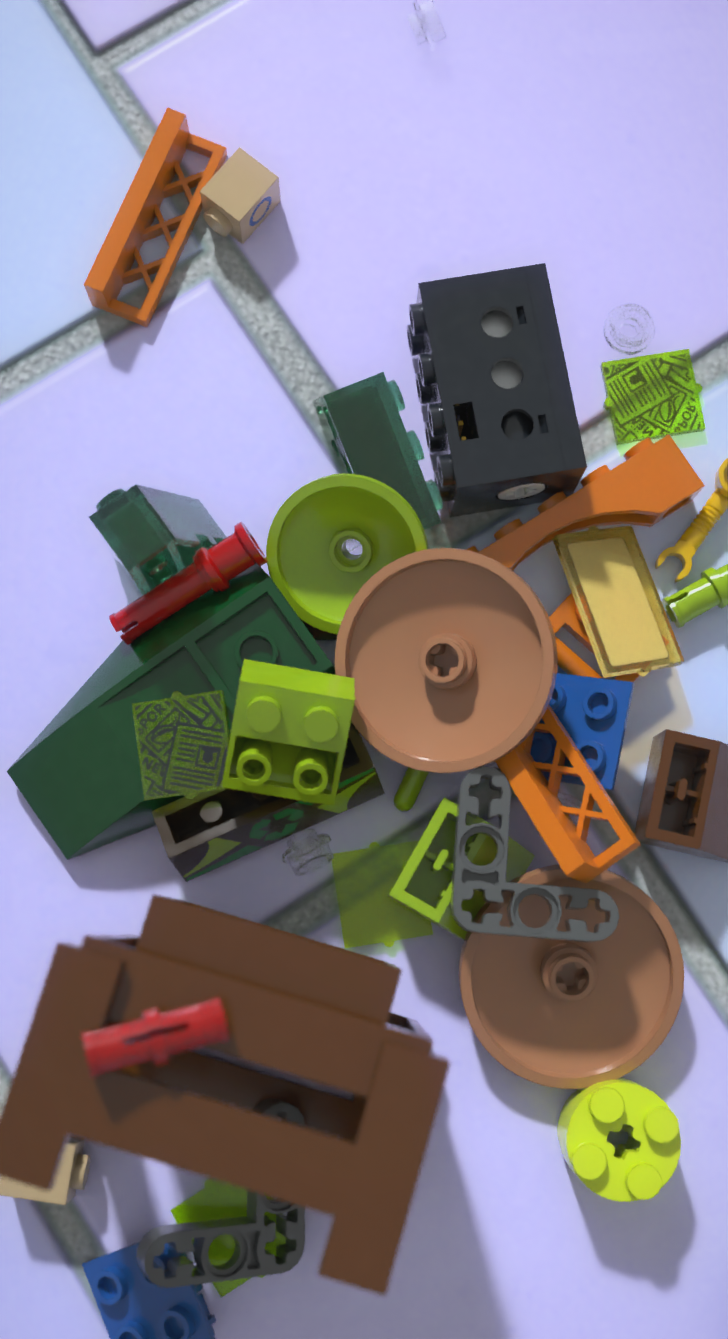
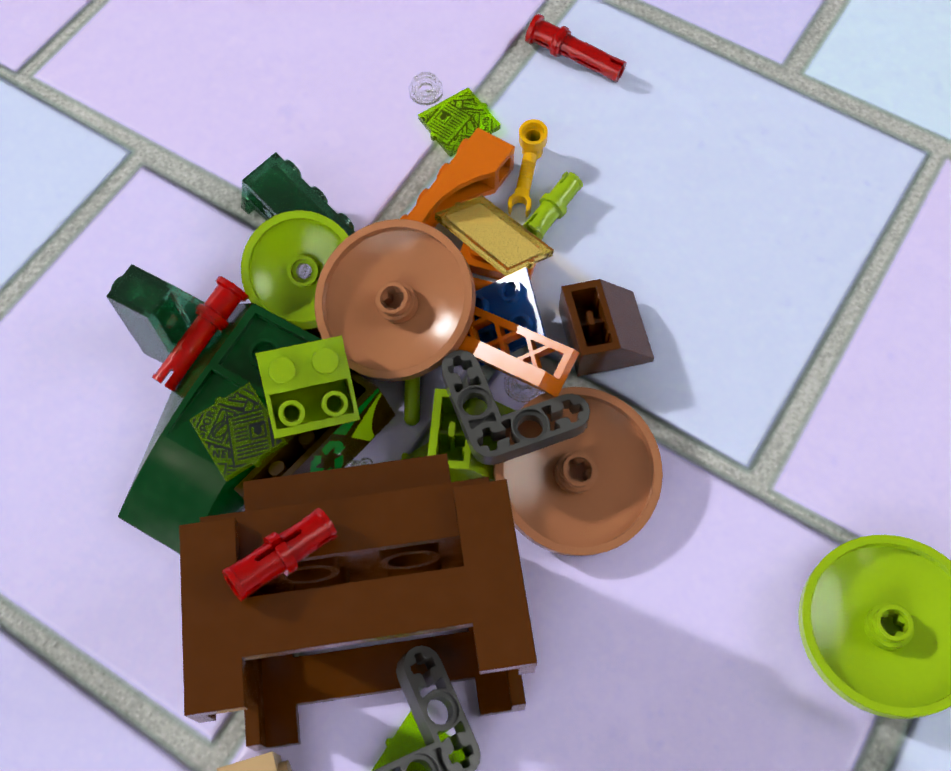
camera: 20 degrees left, 15 degrees down
(138, 212) = (77, 144): orange fence -> none
(240, 196) = (142, 108): tan brick -> none
(499, 362) = (355, 144): black piece -> none
(631, 1169) = (682, 547): neon yellow brick -> none

